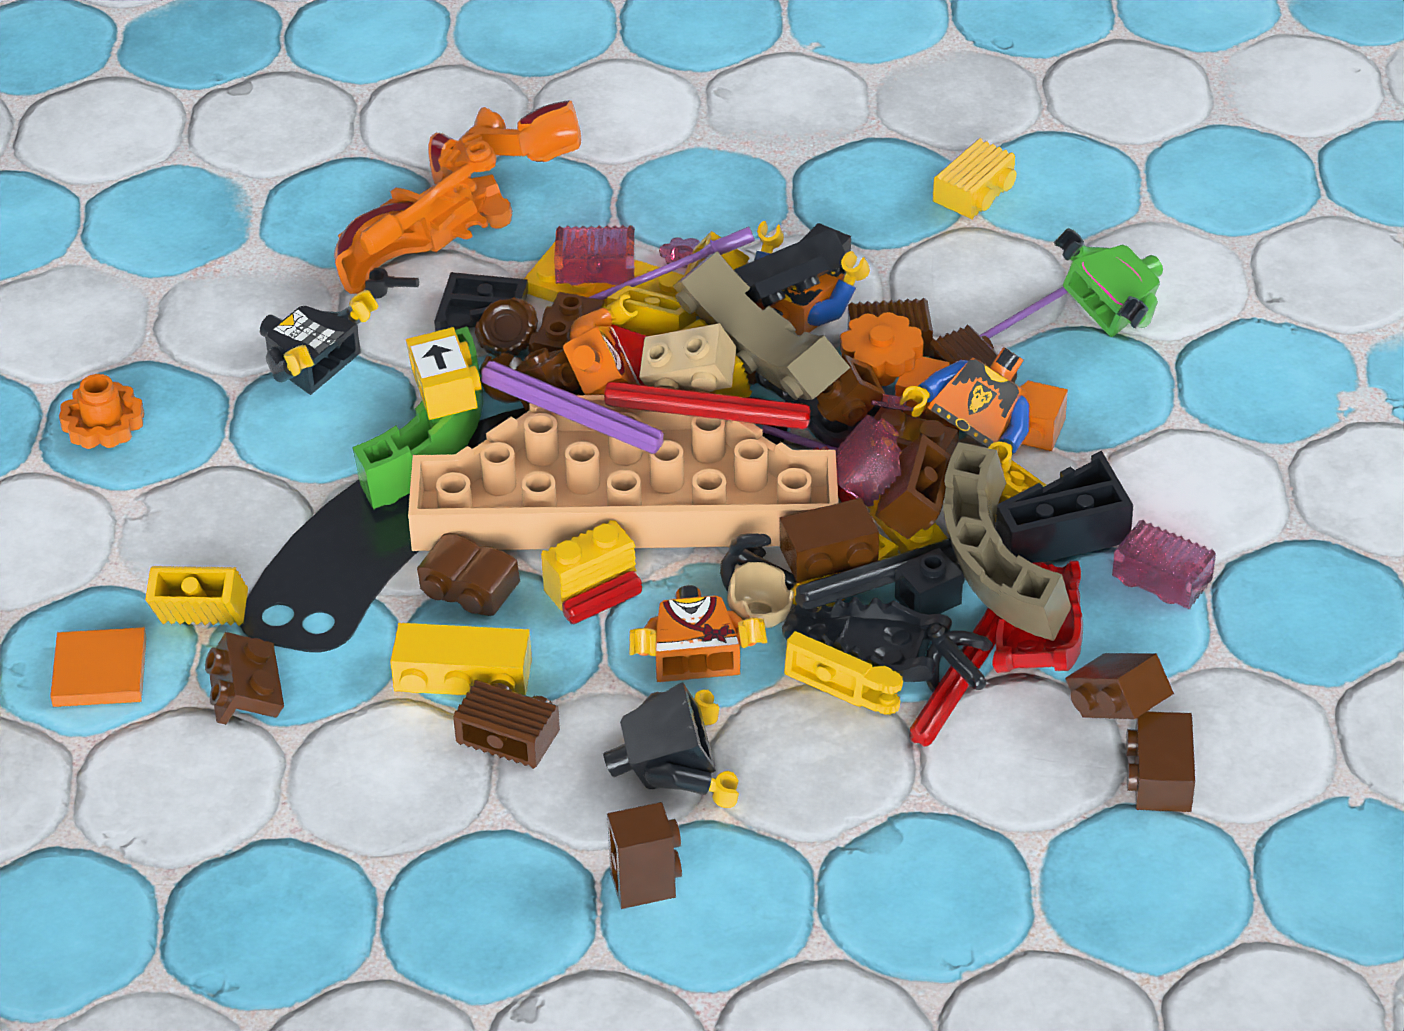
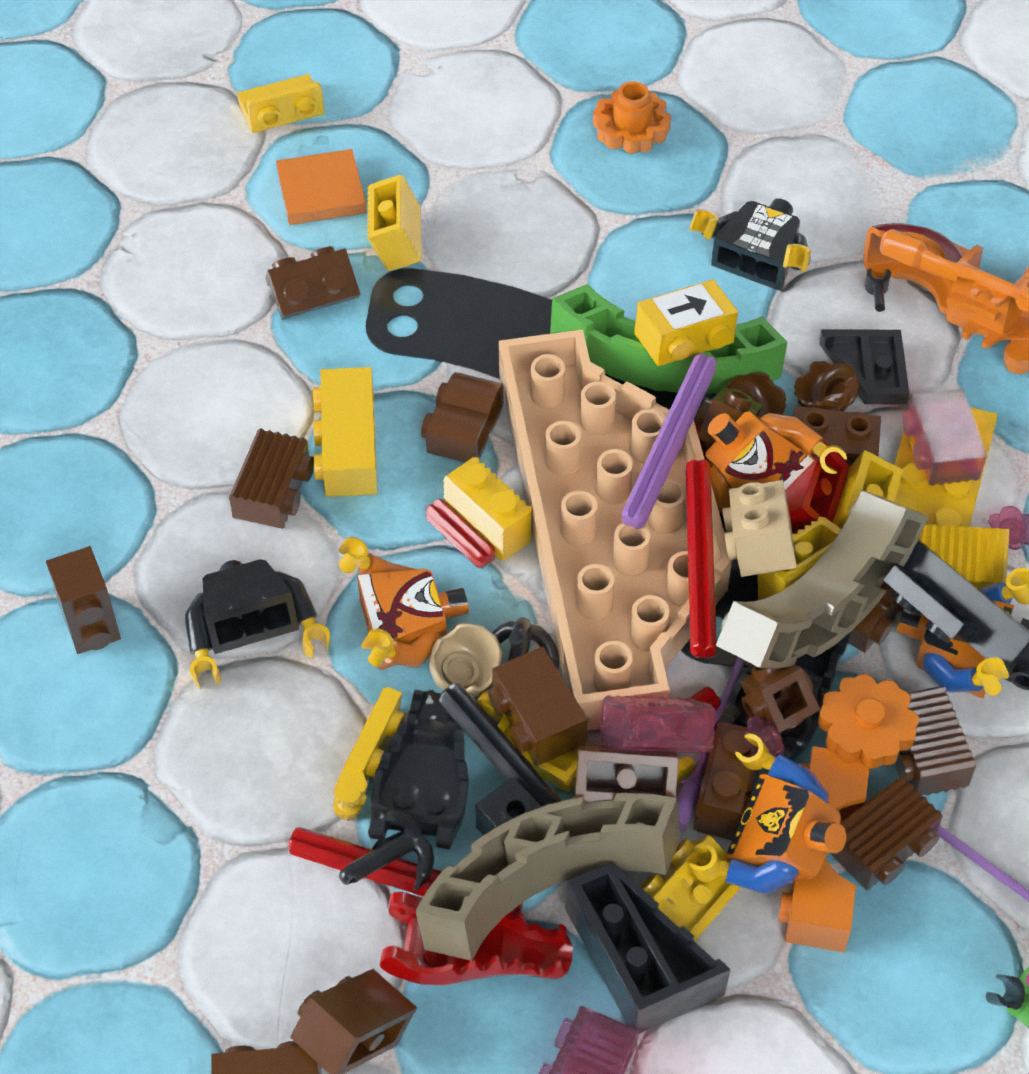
camera: 80 degrees right, 10 degrees up
(721, 245) = (966, 530): medium lavender piece -> none

